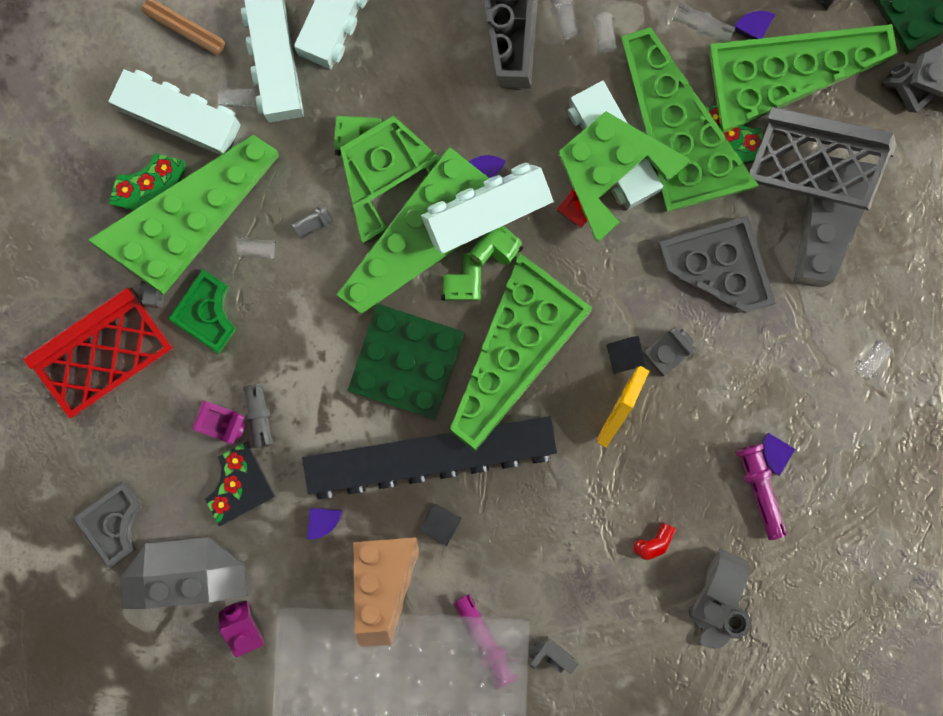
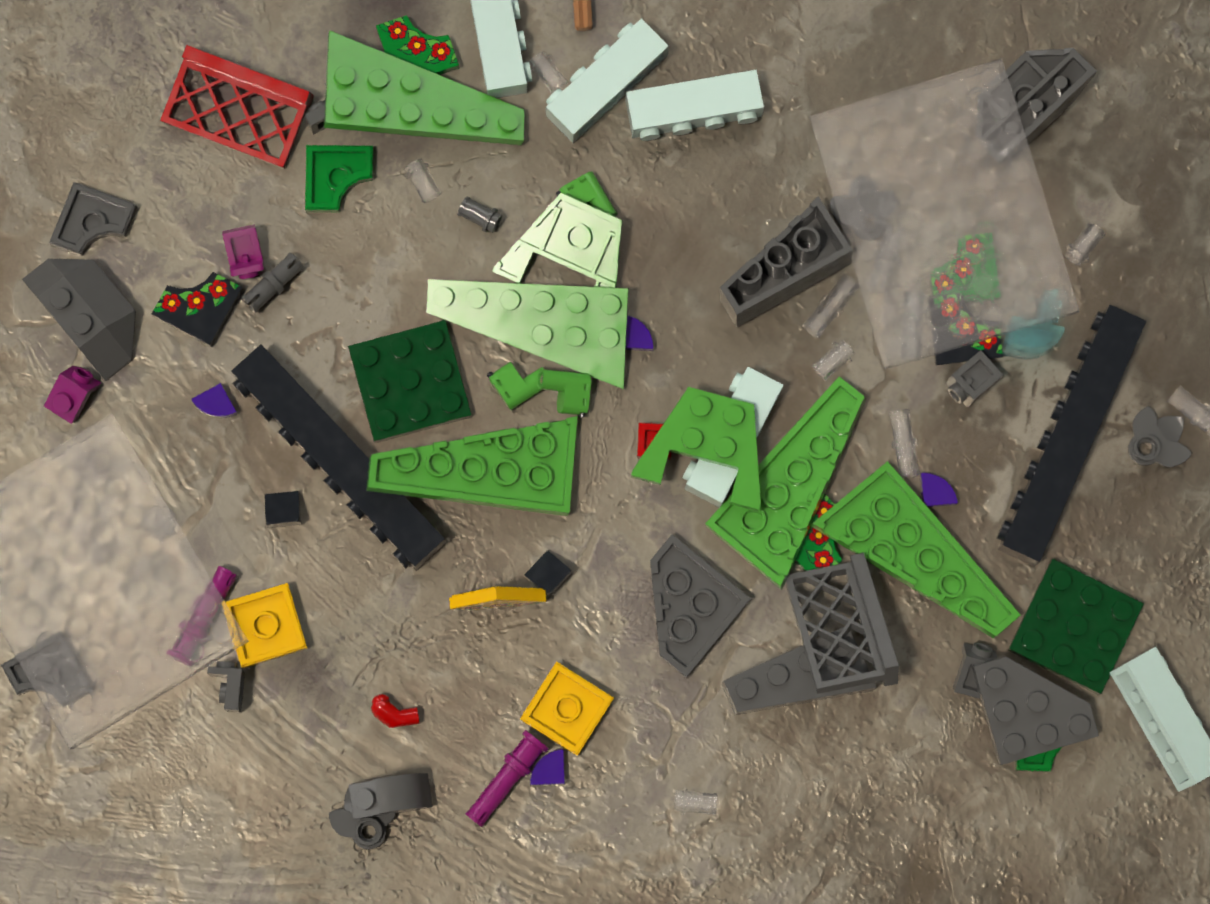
camera: 45 degrees right, 5 degrees down
(380, 586) = (191, 488): medium nougat wedge -> none
(487, 207) = (594, 357): light aqua brick -> none
(524, 594) = (269, 624): none -> yellow plate
(670, 350) = (578, 611): dark grey bracket -> none
(739, 409) = (566, 708): none -> yellow plate

